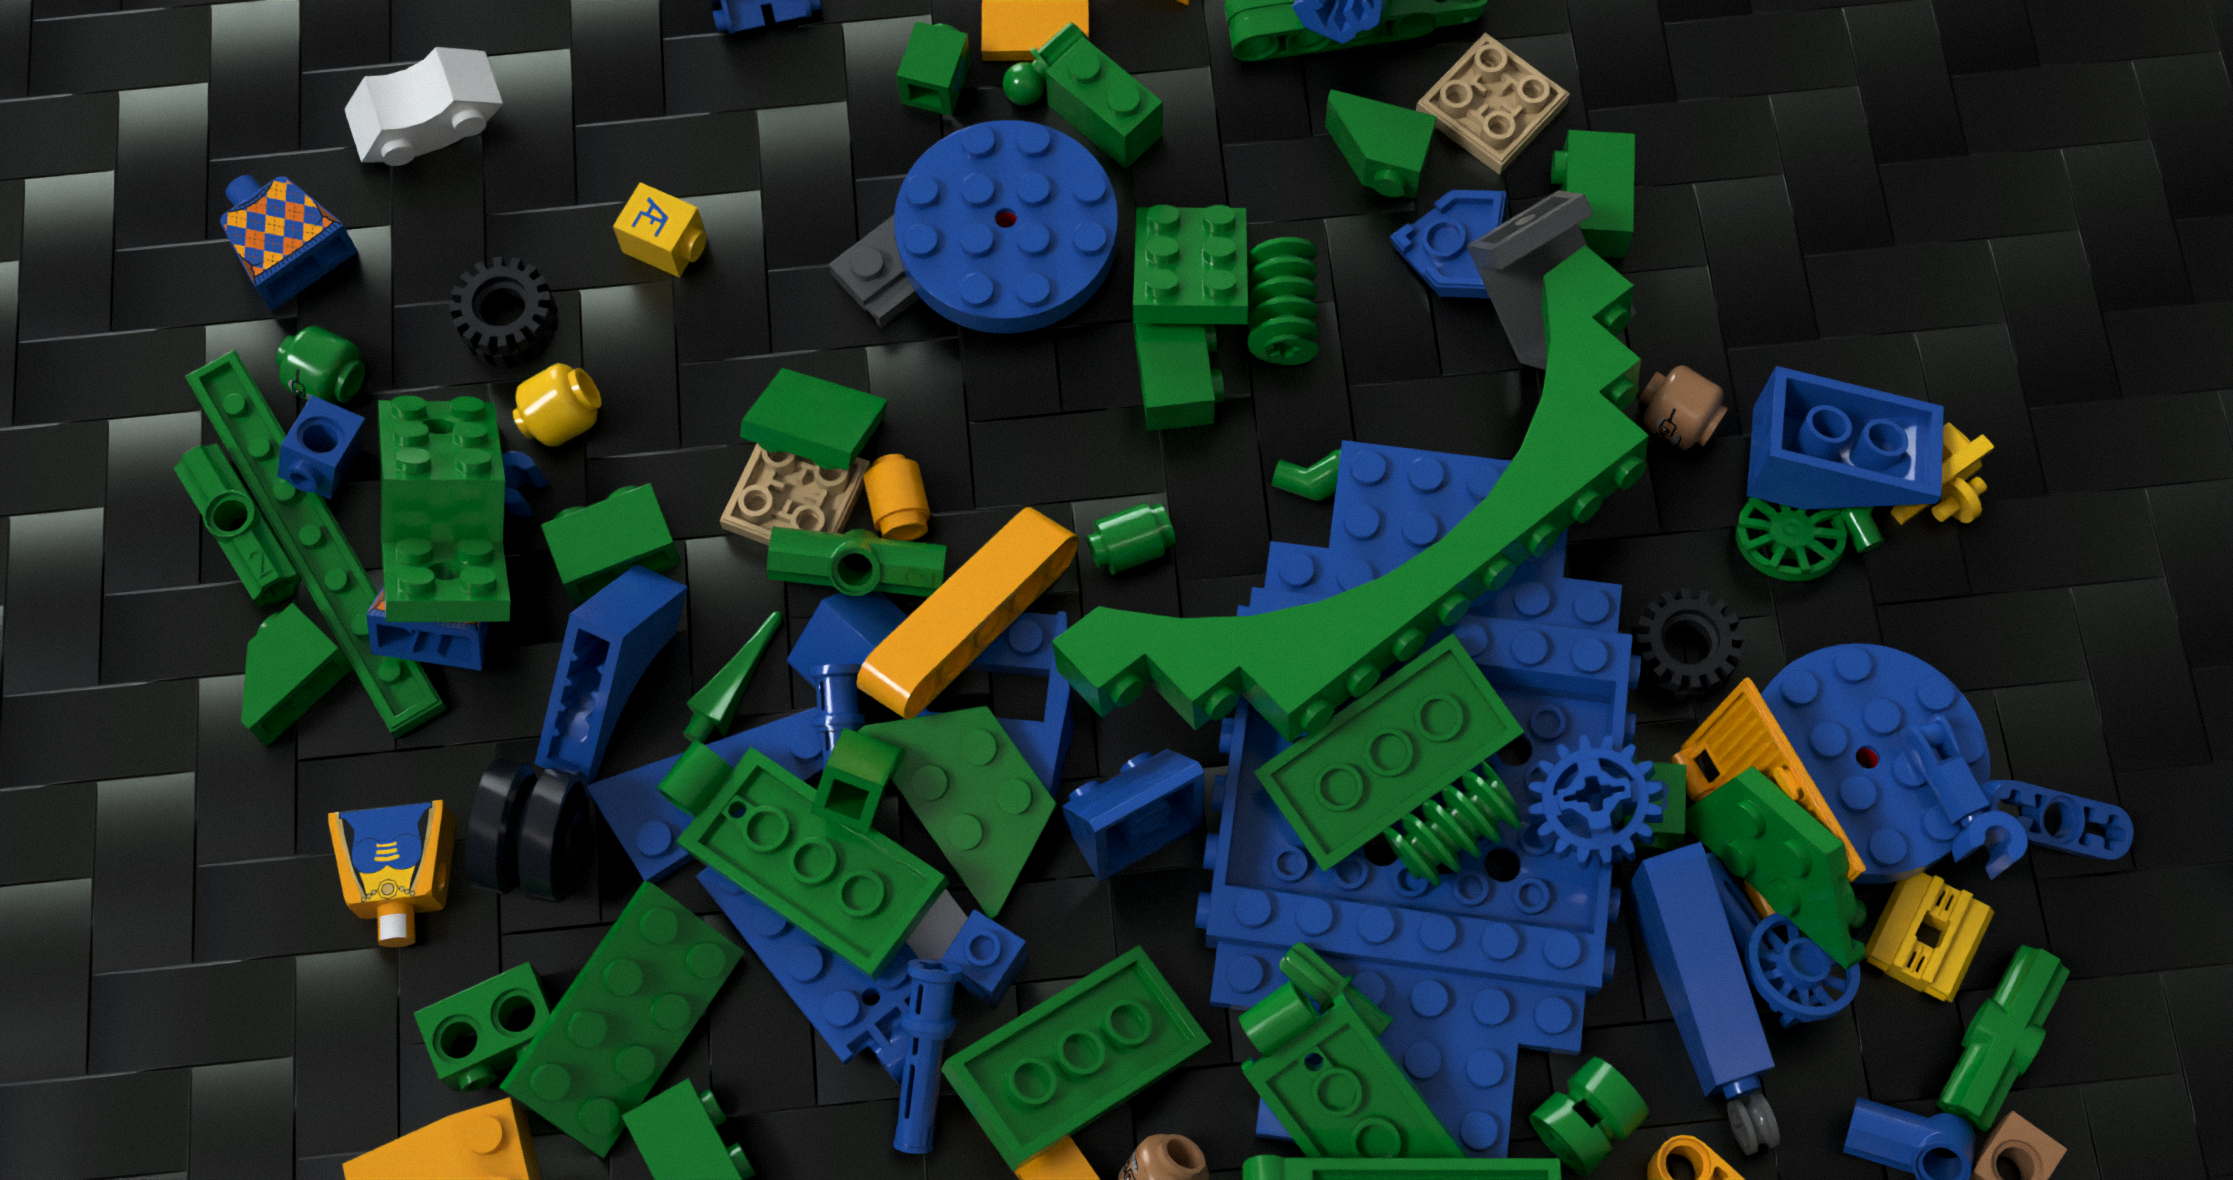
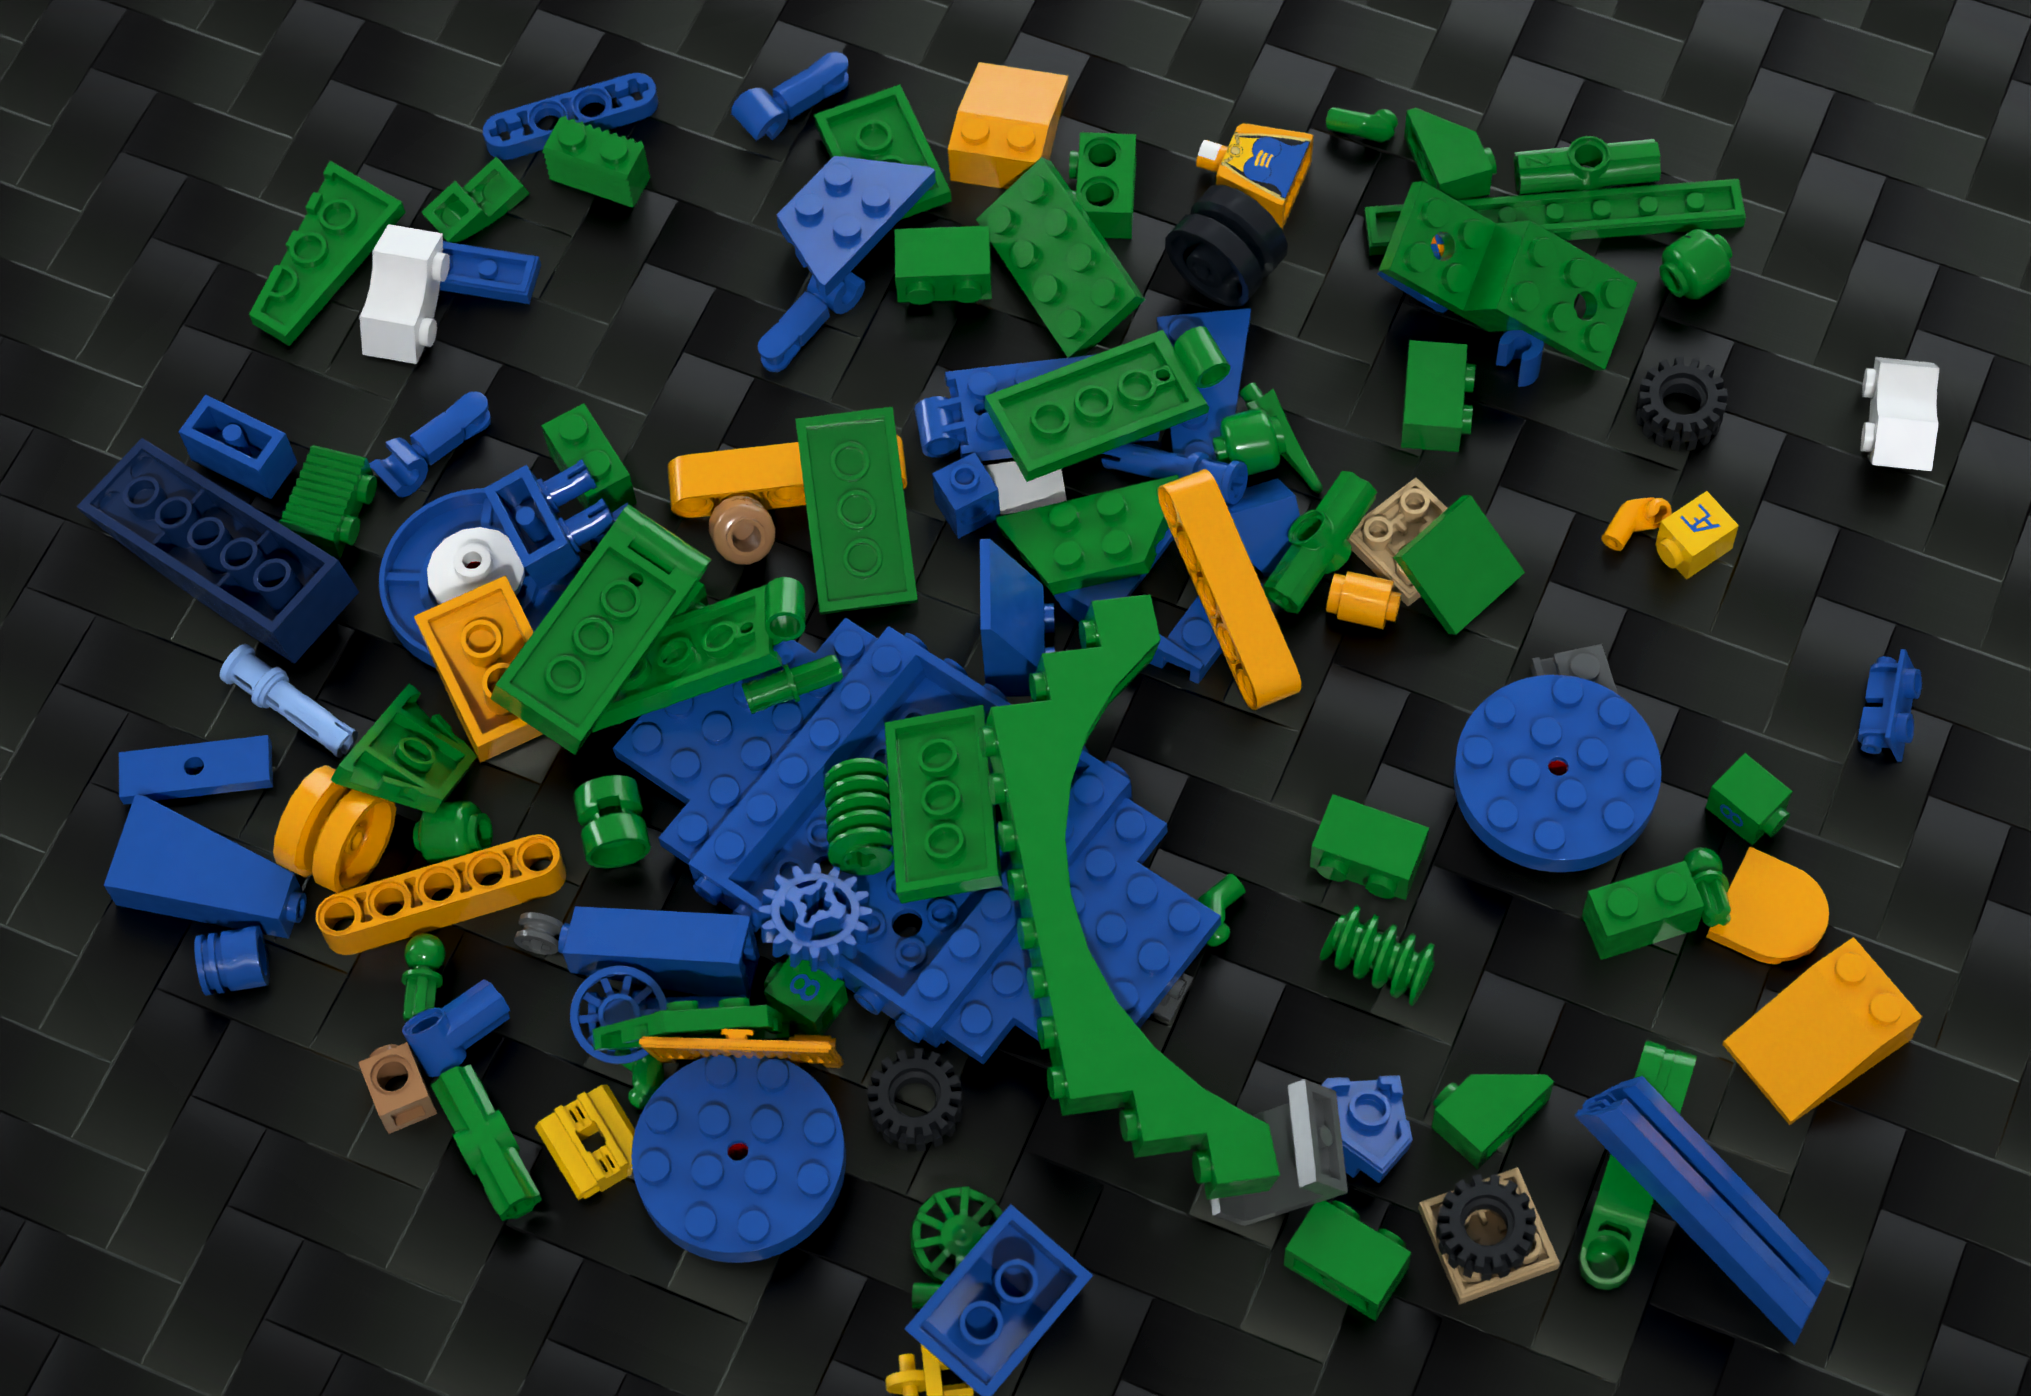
camera: 120 degrees right, 5 degrees down
(277, 789) = (1373, 127): none -> green arm
(282, 237) = (1829, 276): blue torso -> none
(325, 429) = (1617, 254): blue brick -> none
(556, 405) = (1573, 403): yellow head -> none
(600, 663) = (1338, 348): blue arch -> none
(660, 300) = (1634, 517): none -> light orange arm
(771, 687) = (1250, 439): none -> green head
(855, 780) = (1133, 445): green brick -> none
(927, 1027) = (932, 424): blue pin -> none
(1130, 537) = (1237, 745): green brick -> none
(1190, 265) = (1446, 892): green plate -> none
(1511, 55) = (1483, 1258): none -> black tyre
(1683, 407) = (1113, 1213): medium nougat head -> none
(1963, 797) = (662, 1180): blue piece -> none
(2074, 813) = (591, 1277): blue beam -> none

